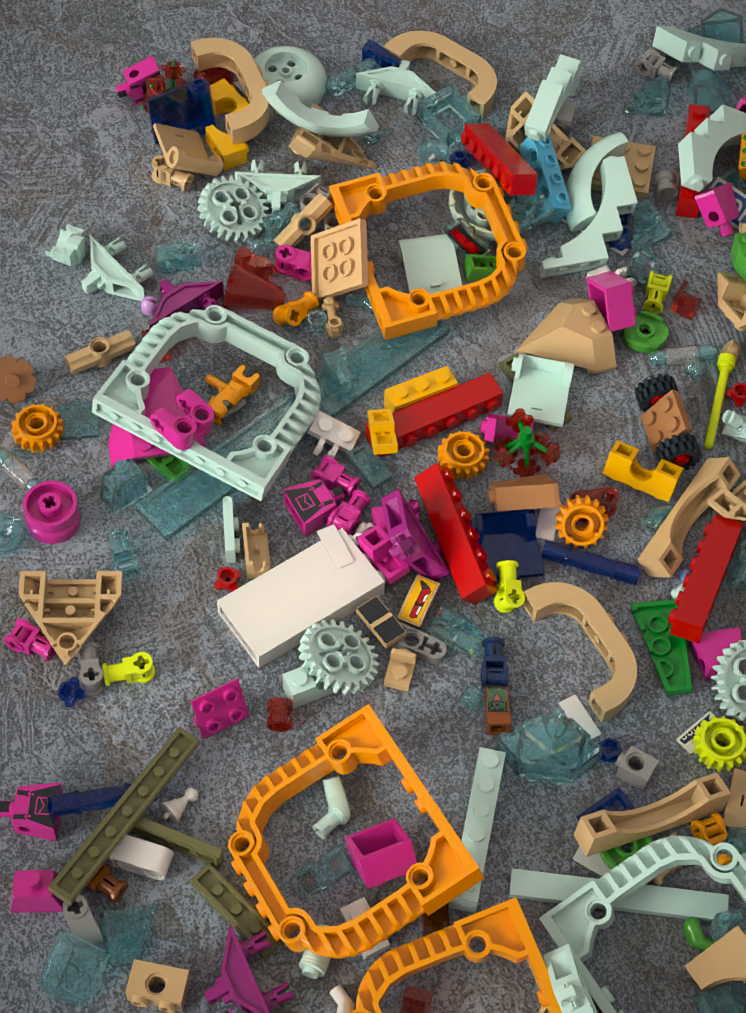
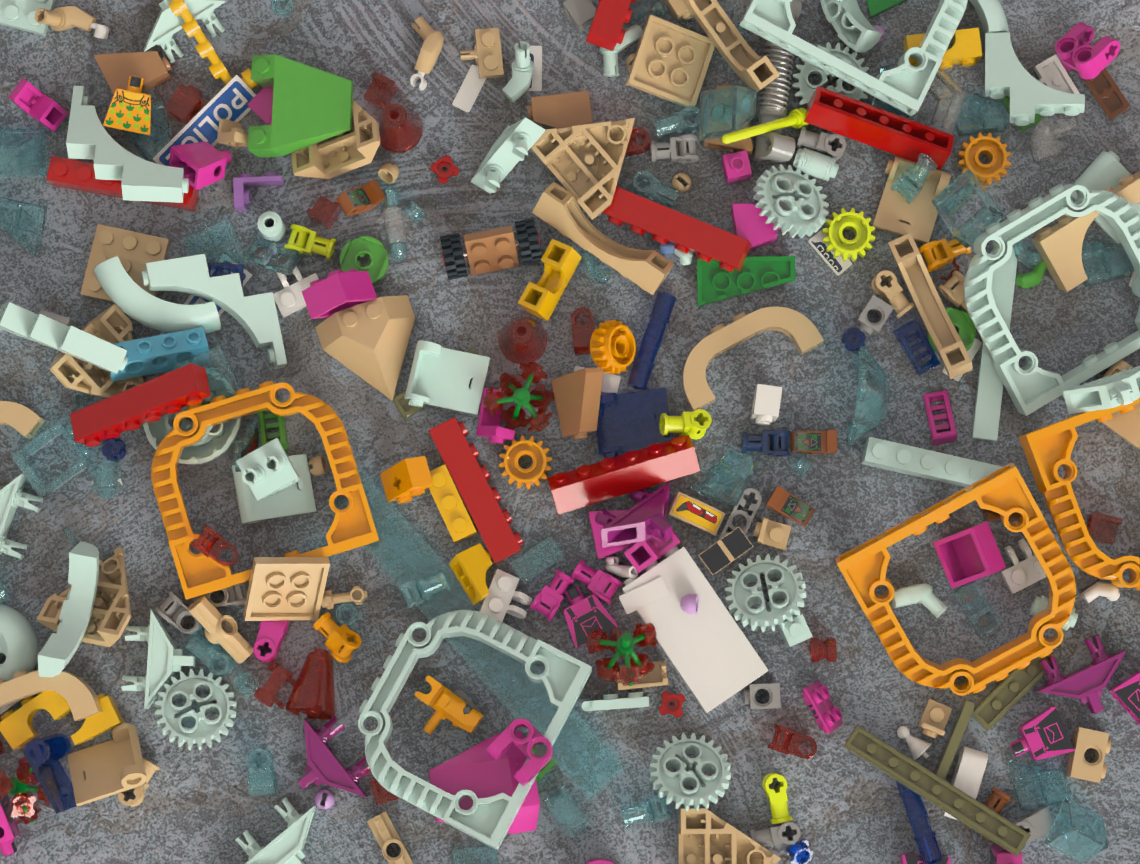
camera: 85 degrees left, 25 degrees up
(170, 605) = (690, 772): none -> light aqua gear
(181, 936) = (1043, 736): none -> torso
(184, 682) = (790, 742): none -> clear red piece
(204, 825) = (934, 718): none -> tan bracket
(232, 667) = (773, 691): none -> light grey brick
(284, 518) = (622, 646): none -> clear red plant
(326, 583) = (689, 603): none -> lavender hinge
(356, 407) = (470, 570): none -> yellow arch
(374, 201) = (214, 546): none -> clear red piece
(382, 431) = (508, 545): yellow slope -> none
(429, 684) = (789, 506): none -> leg
(442, 239) = (268, 470): none -> light aqua piece
(442, 354) = (406, 479): none -> light orange brick
(514, 839) = (944, 437): none -> dark pink slope
(533, 656) = (766, 404): none -> white brick
(574, 709) = (817, 364): white sticker -> none
(583, 450) = (526, 347): none -> clear red cone
(663, 785) = (891, 292): none -> tan connector
(666, 186) = (159, 218): light grey wheel -> none
(668, 257) = (272, 233): none -> light aqua head
(700, 241) = (243, 196): none -> medium lavender bracket
(701, 322) = (361, 198): none -> dark orange leg
(725, 364) = (408, 179): neon yellow piece -> none

